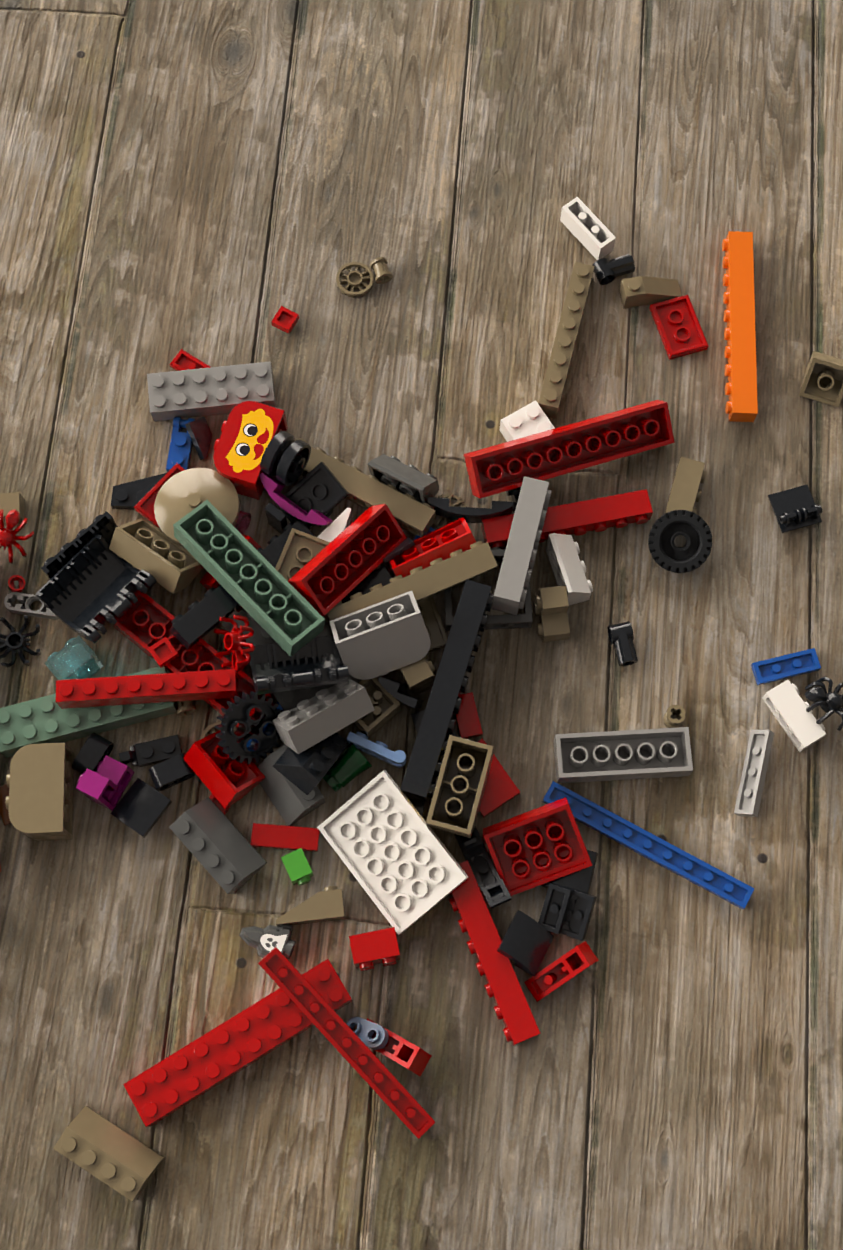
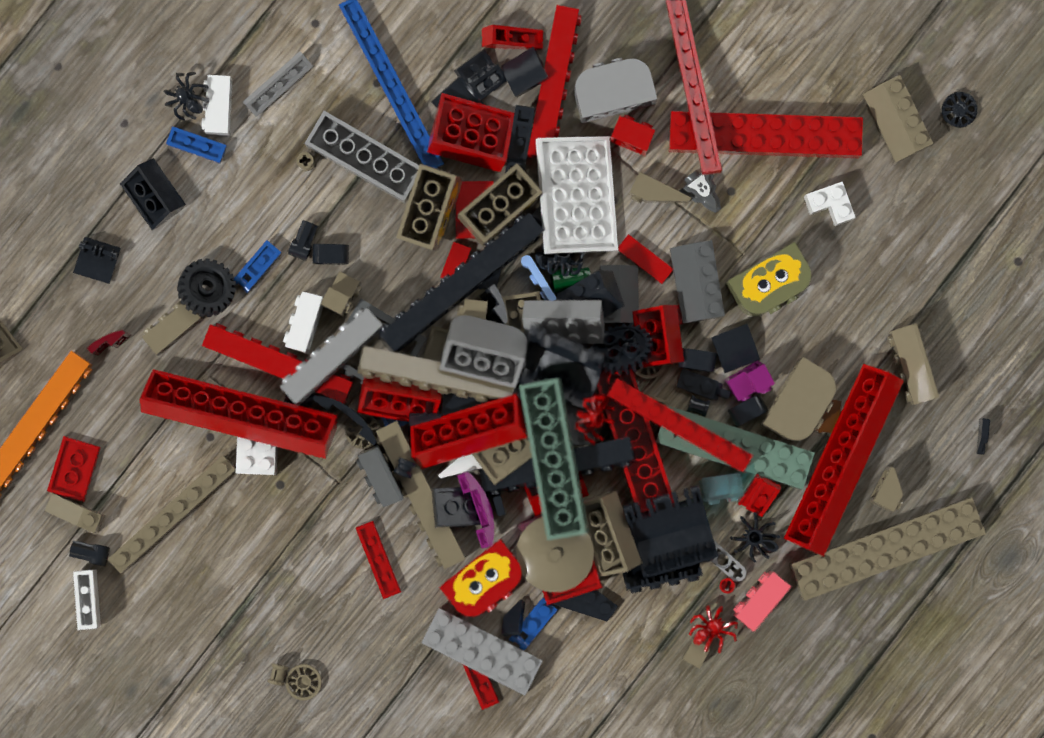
camera: 145 degrees left, 15 degrees up
(32, 681) = (759, 495): none -> red plate
(48, 1210) = (959, 109): none -> black wheel
(129, 1020) = (834, 199): none -> white brick
(141, 890) = (771, 282): none -> brick
(144, 729) = (698, 406): none -> black bush
(163, 652) = (651, 448): red plate -> none
(285, 319) = (383, 680): red plate -> none
(285, 458) = (462, 542): black wheel -> none
(297, 867) = (650, 230): bright green brick -> none
(358, 414) = (378, 559): none -> red tile
(364, 775) = (561, 261): none -> black animal
(366, 1029) = (675, 85): sand blue plate -> none
(385, 492) = (405, 467): none -> black wheel
(404, 1053) = (662, 63): red slope -> none
(424, 983) = (614, 89): none -> light grey brick
(526, 741) = (429, 207): none -> dark tan brick
(589, 647) = (330, 254): none -> black beam
(648, 594) = (257, 266): none -> blue plate
(729, 440) = (113, 339): none -> dark red slope
(791, 597) = (152, 193): none -> black slope

